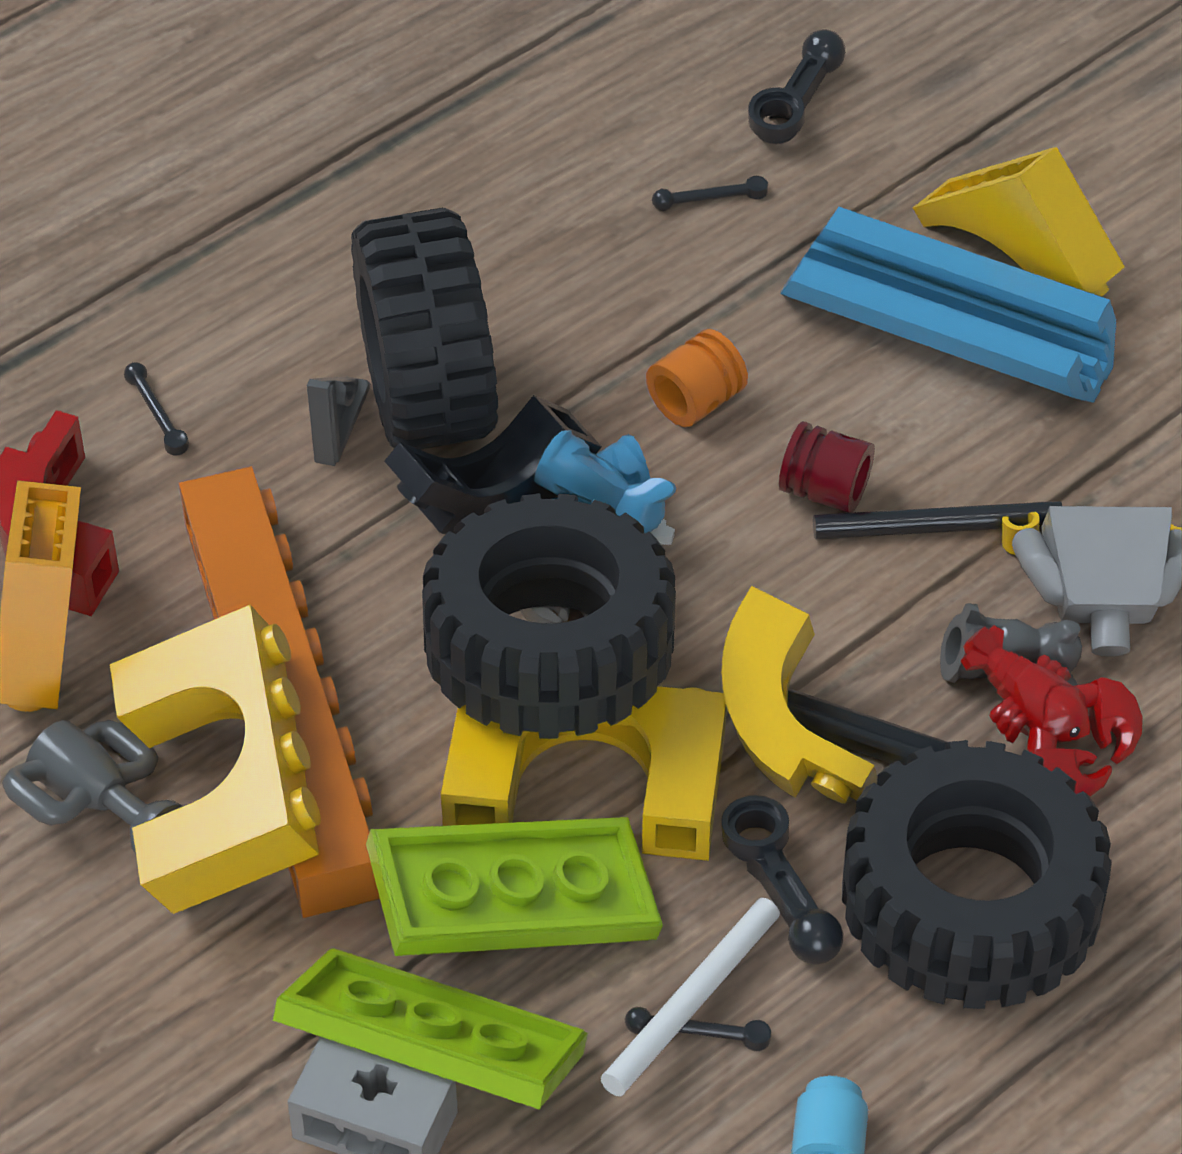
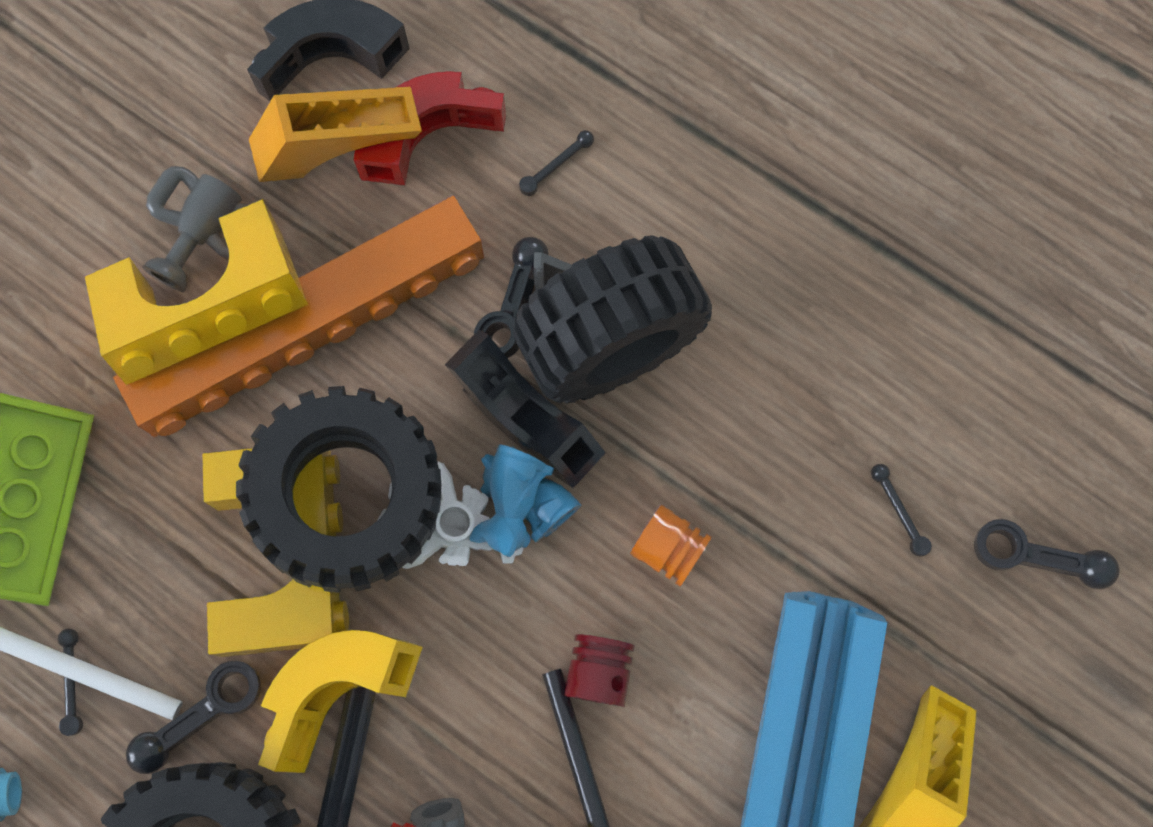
camera: 75 degrees right, 25 degrees up
(282, 448) = (517, 292): none -> black piece
(512, 885) = (144, 524): lime tile -> none

